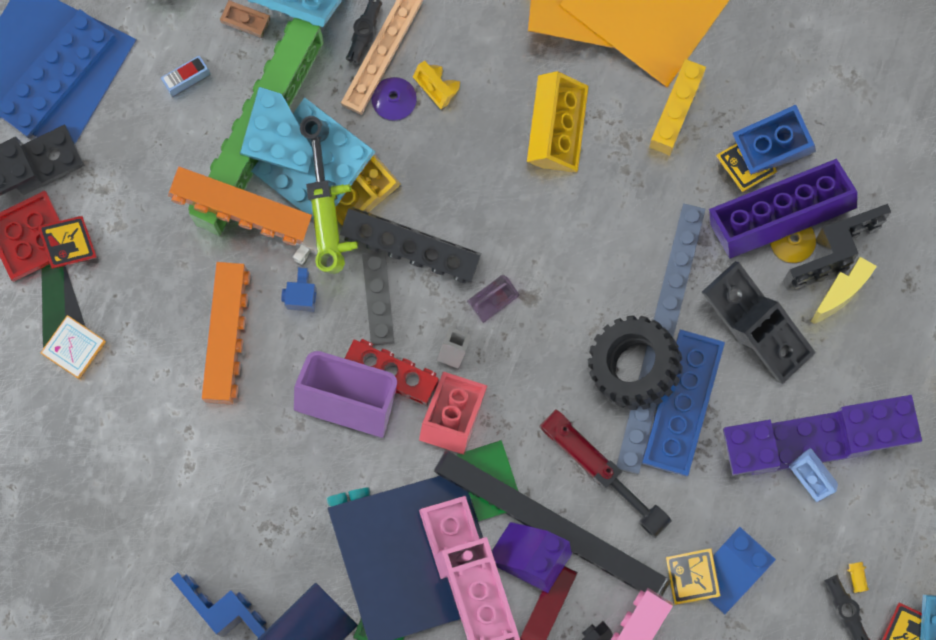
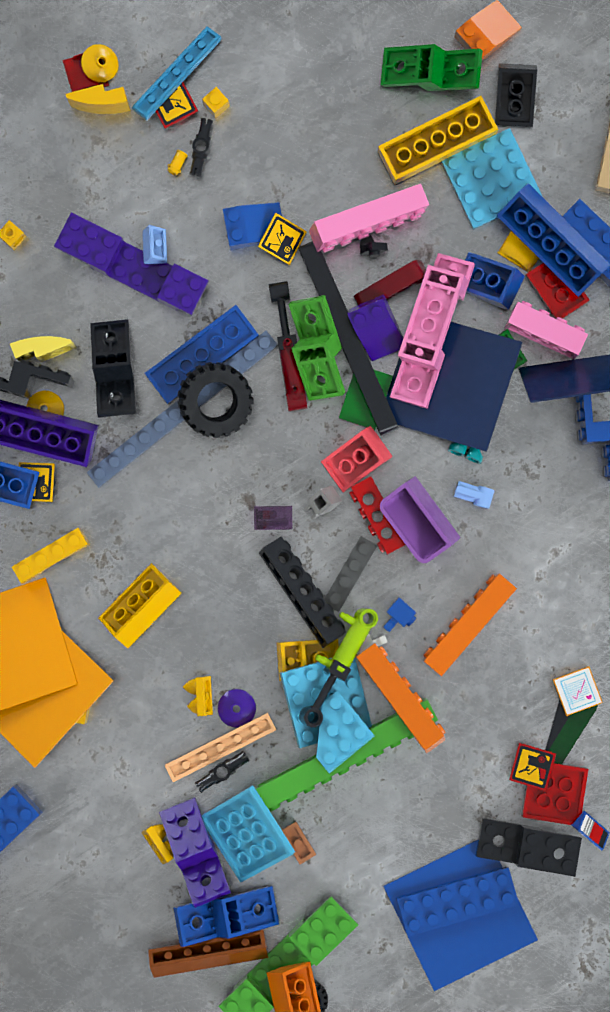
camera: 145 degrees left, 10 degrees up
(185, 76) = (368, 832): slope -> none
(305, 464) = (479, 495): none -> light blue piece
(574, 488) = (316, 348): none -> bright green bracket

